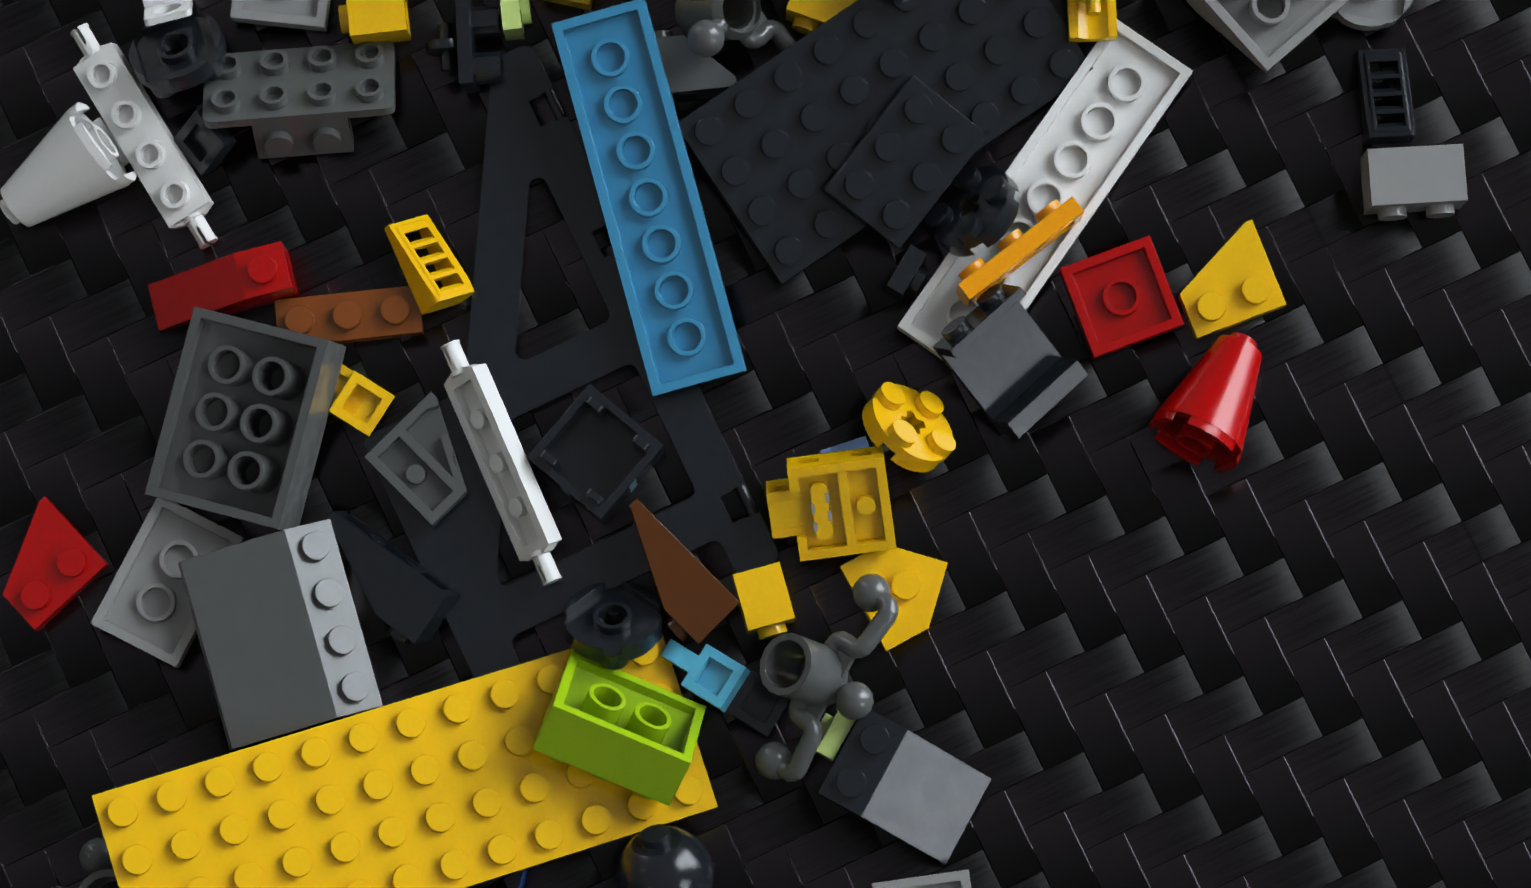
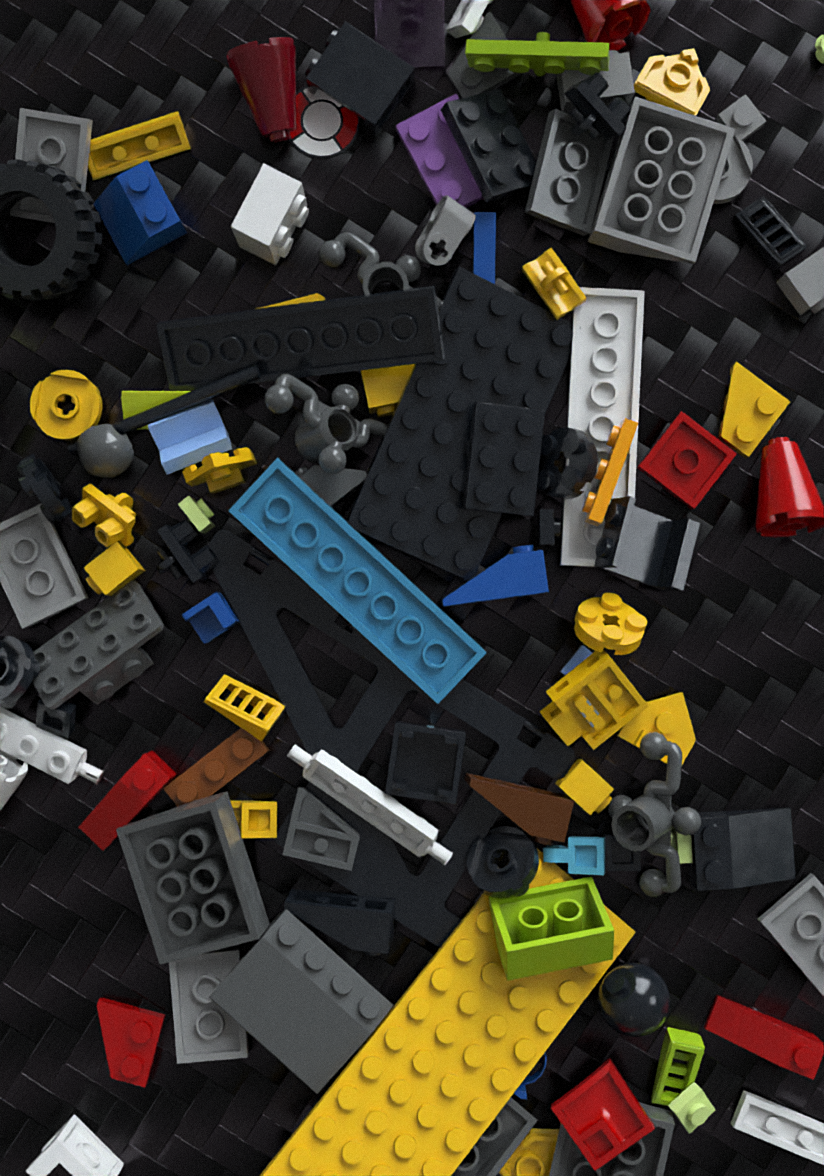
camera: 30 degrees left, 5 degrees up
(454, 138) = (211, 617): none -> blue panel
(824, 303) = (508, 578): none -> blue slope

